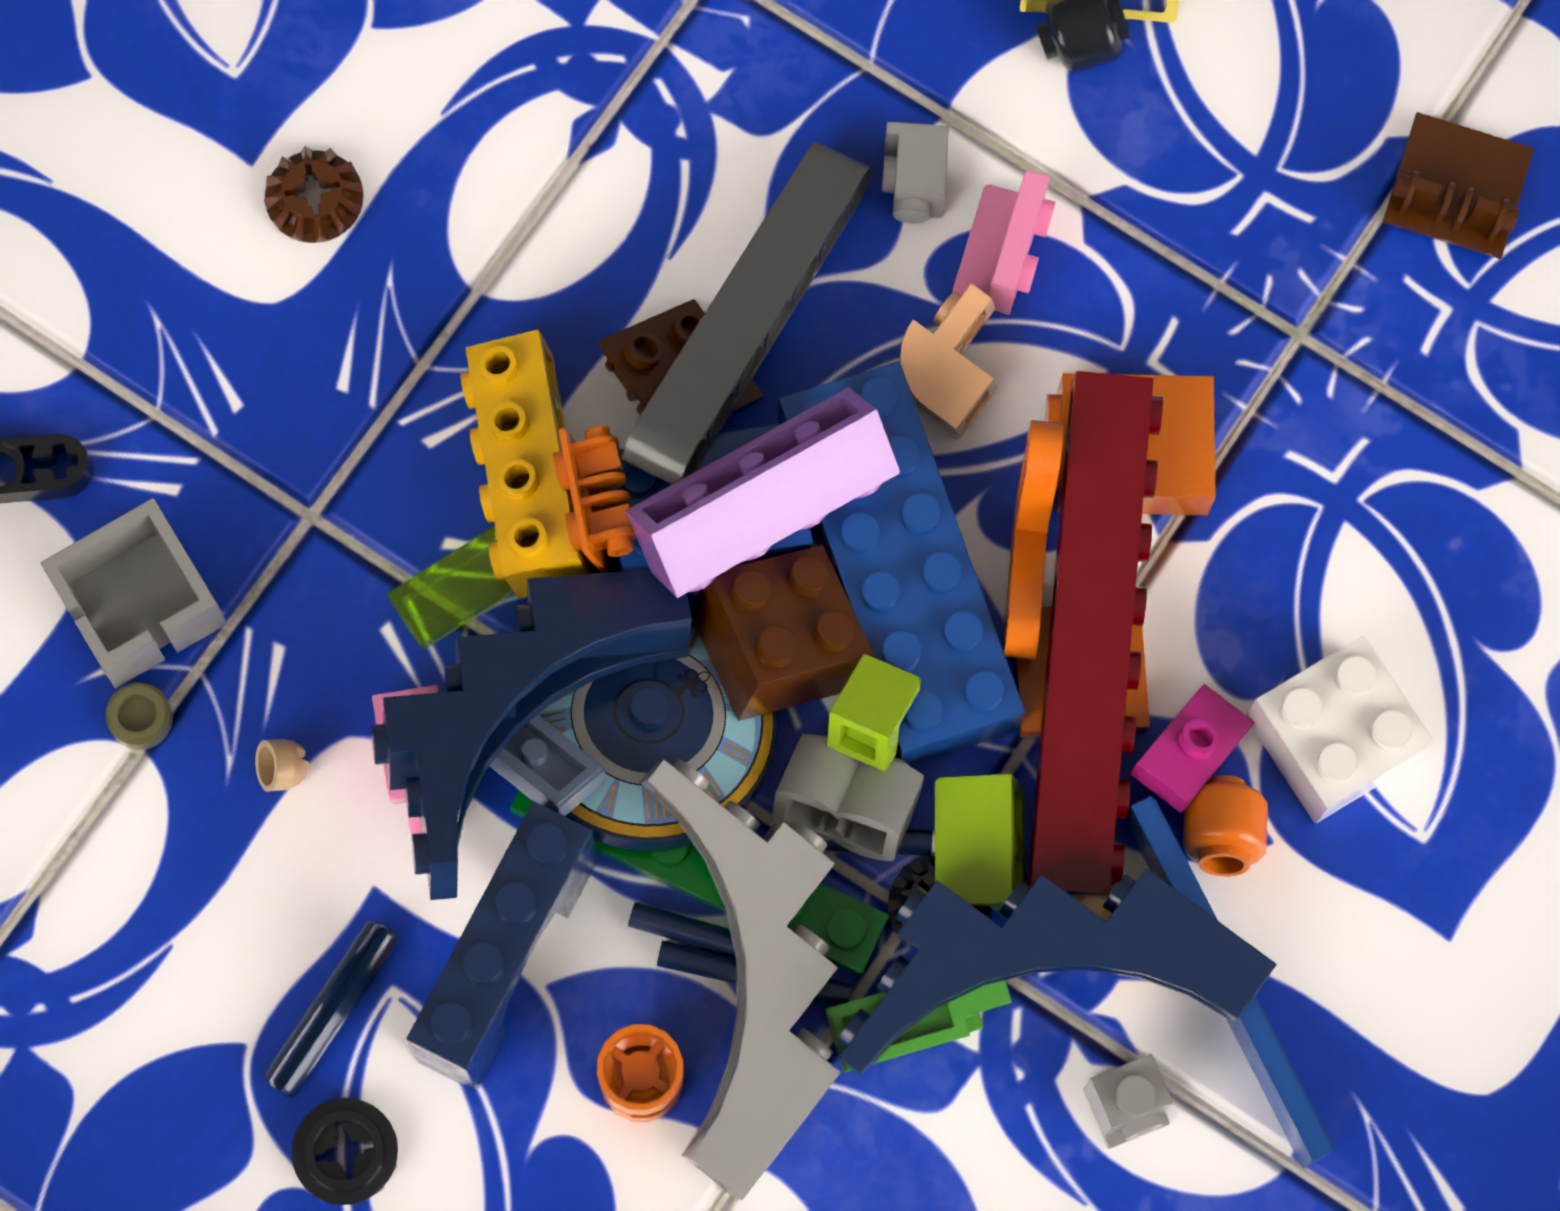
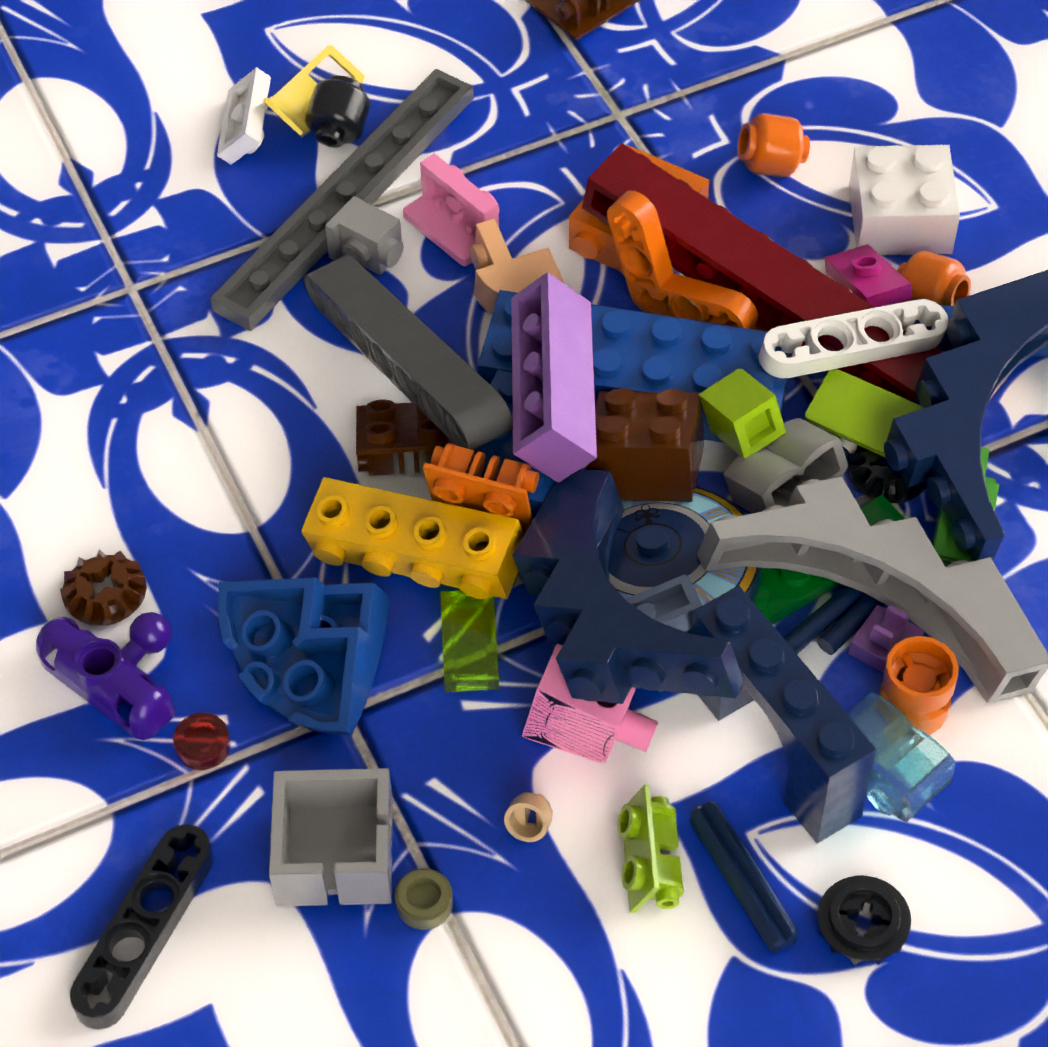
camera: 55 degrees left, 20 degrees down
(194, 402) = (202, 741): none -> clear red tile
(221, 233) = (109, 675): none -> dark purple piece
(282, 913) = (646, 829): none -> lime hinge
(349, 438) = (306, 646): none -> blue brick
(542, 1084) = (907, 762): none -> clear light blue brick
(701, 1012) = (880, 634): none -> medium lavender tile
(974, 109) = (364, 174): none -> dark grey plate
(1040, 787) = (856, 344): none -> white beam
(1338, 538) = (773, 145): none -> orange head

